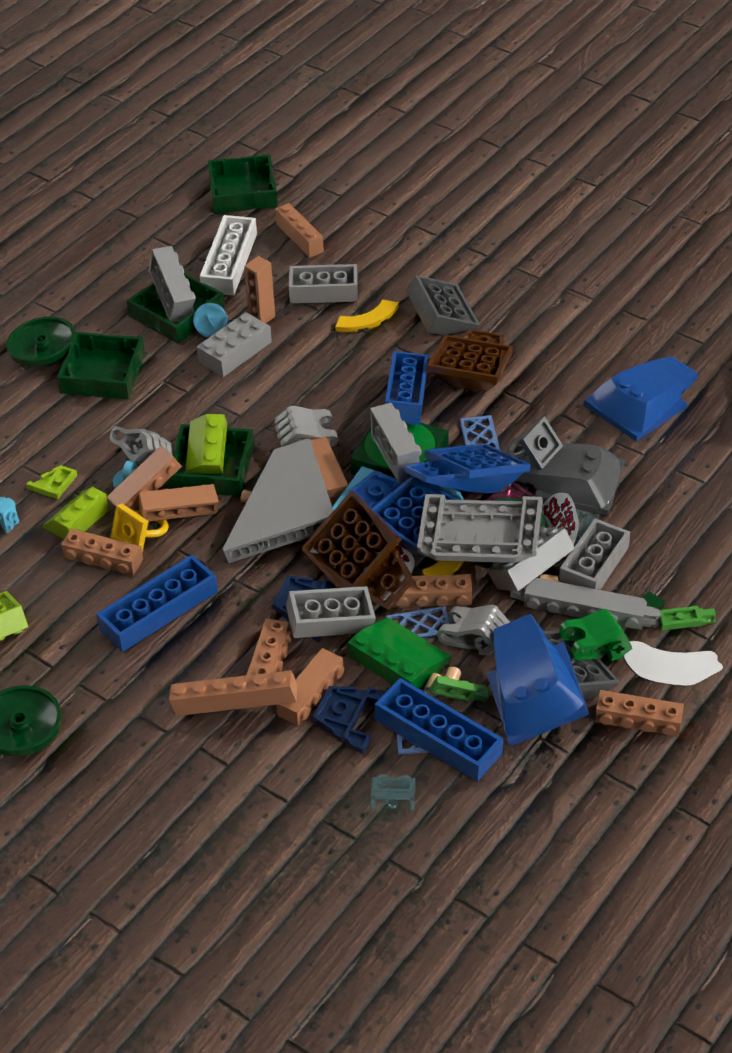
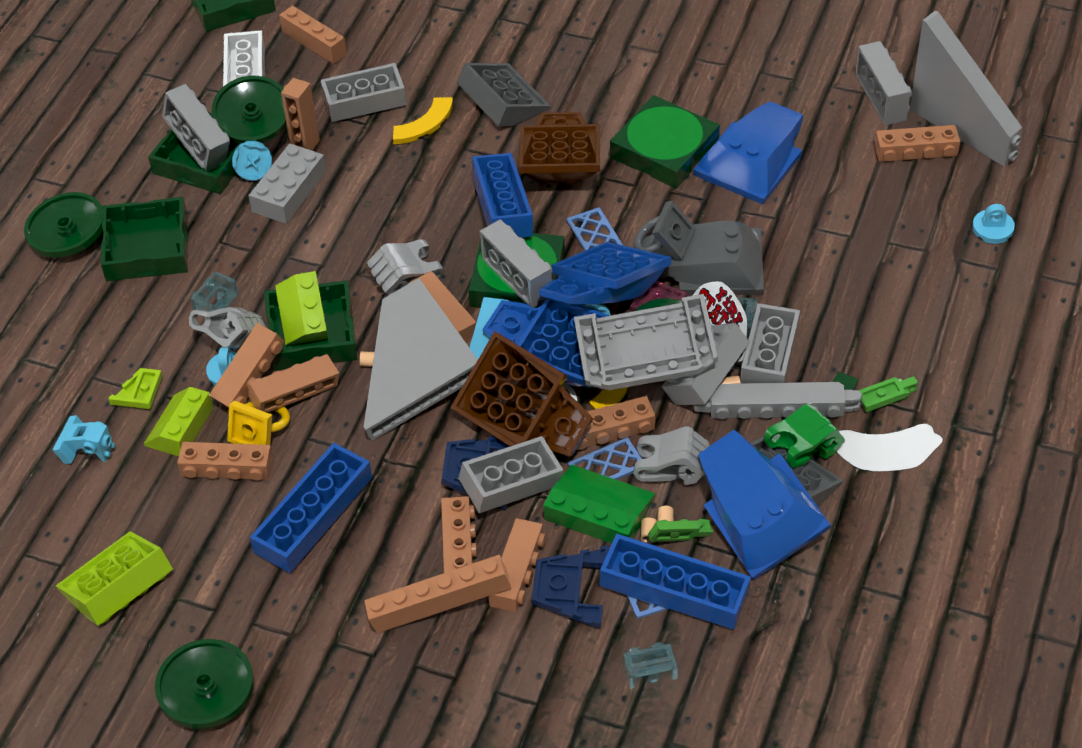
camera: 15 degrees left, 5 degrees up
(141, 415) = (211, 286): none -> clear light blue window
(219, 278) = (250, 109): none -> dark green dish
(565, 371) = (664, 141): none -> tile
(639, 713) = (877, 511): nougat brick -> none

